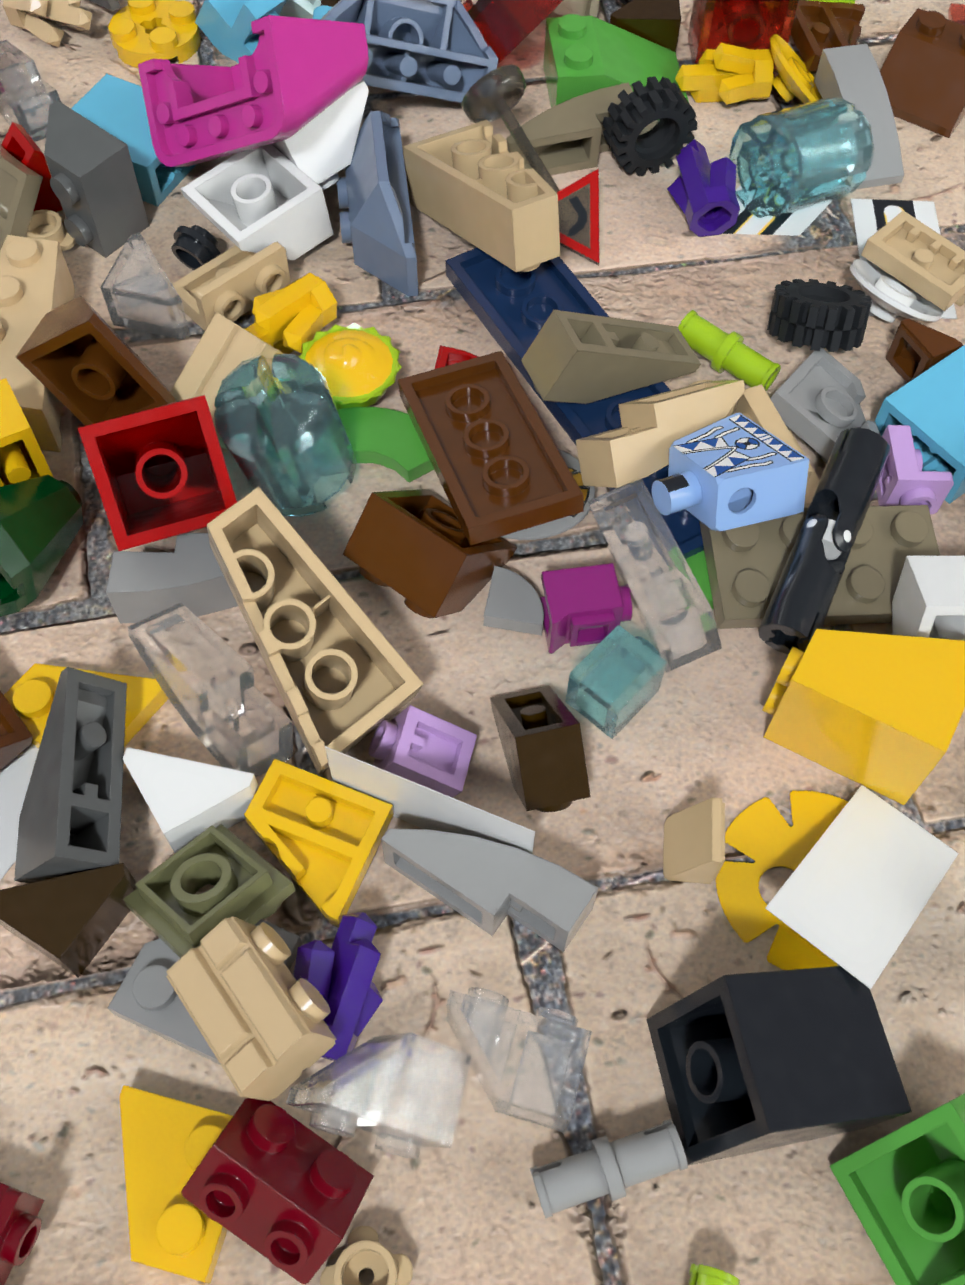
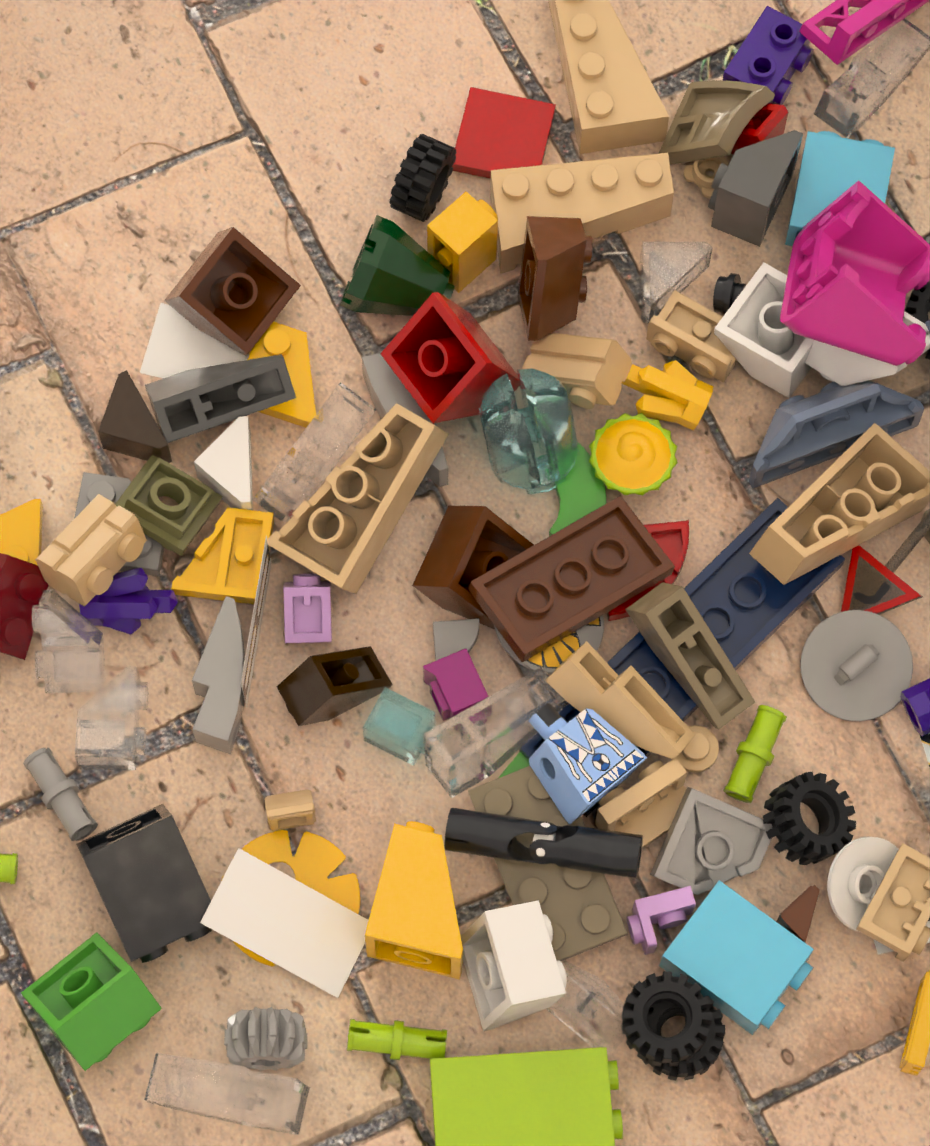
camera: 75 degrees right, 10 degrees up
(645, 255) = (856, 665): none -> light grey shield

